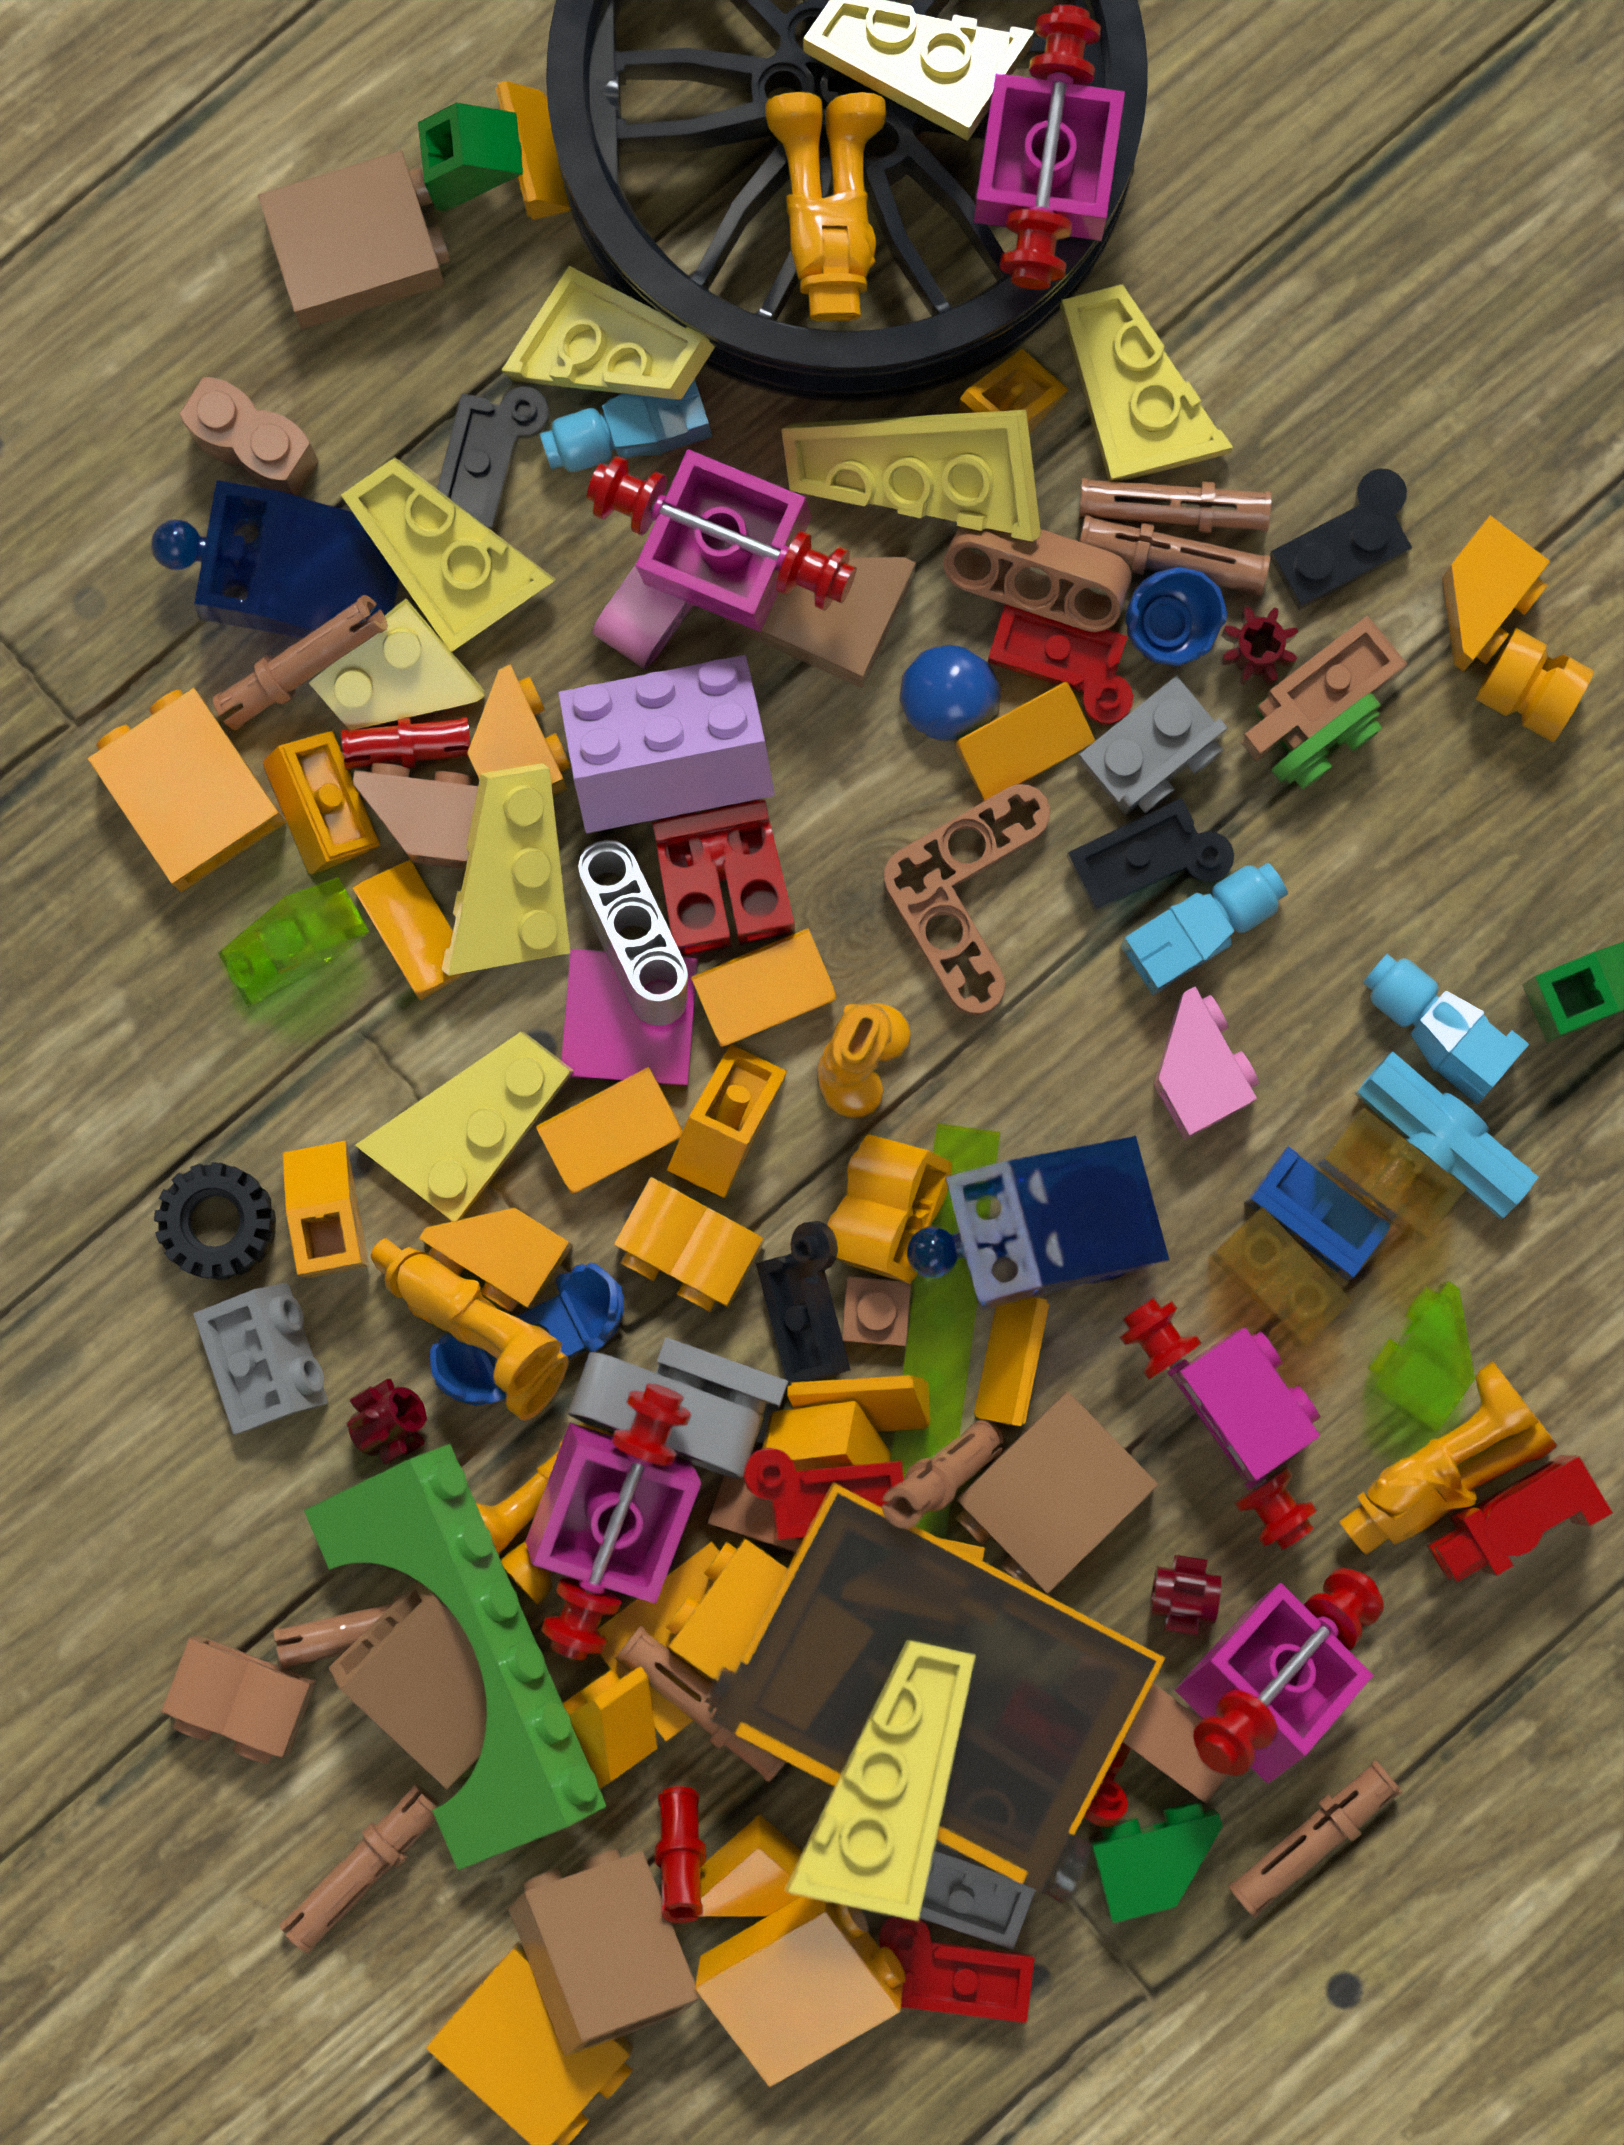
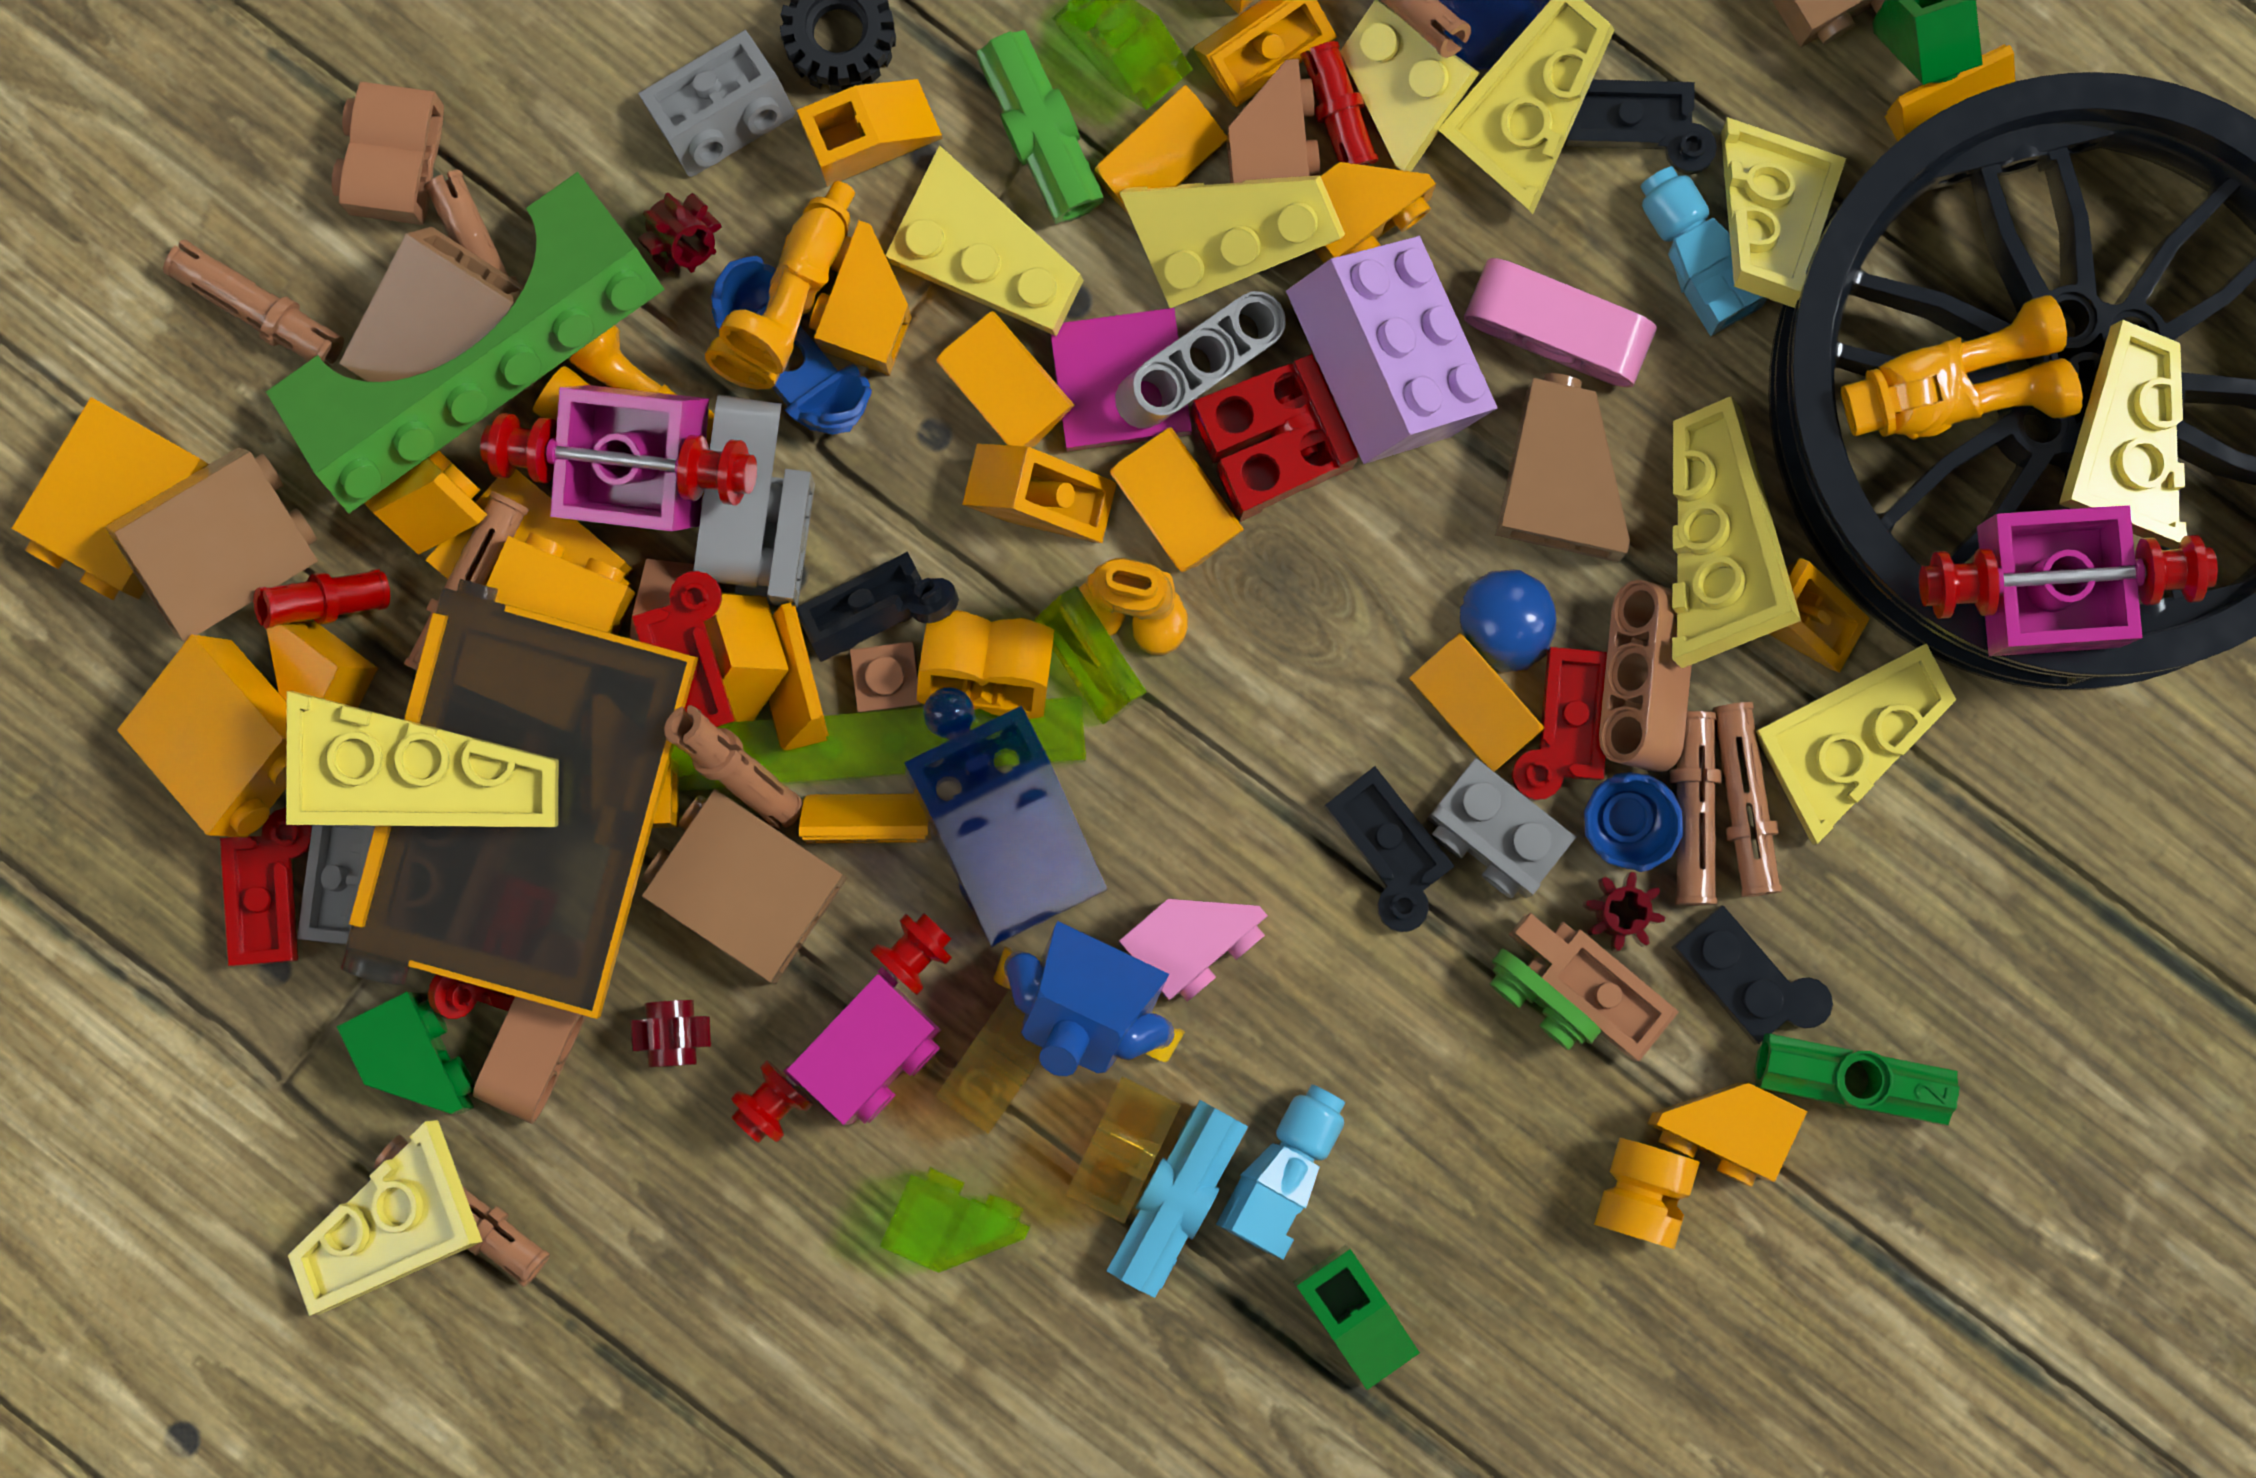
camera: 75 degrees right, 0 degrees up
(358, 1041) = (1040, 126): none -> bright green piece
(688, 1244) = (910, 481): light orange brick -> none
(721, 538) = (1603, 350): dark pink brick -> none
(900, 1104) = (1091, 656): none -> clear neon green tile
(941, 898) = (1303, 653): nougat beam -> none
(1202, 925) = (1331, 914): medium azure piece -> none
(1244, 1180) = (1087, 1003): none -> blue torso
(1281, 1676) = (604, 1139): dark pink brick -> none
(1319, 1214) = (1067, 1108): blue hinge -> none
(1320, 1908) = (391, 1228): none -> light yellow wing
(1448, 1469) = (844, 1266): light orange piece -> none
(1481, 432) = (1893, 1084): none -> green piece
(1516, 1518) = (810, 1340): red hips -> none

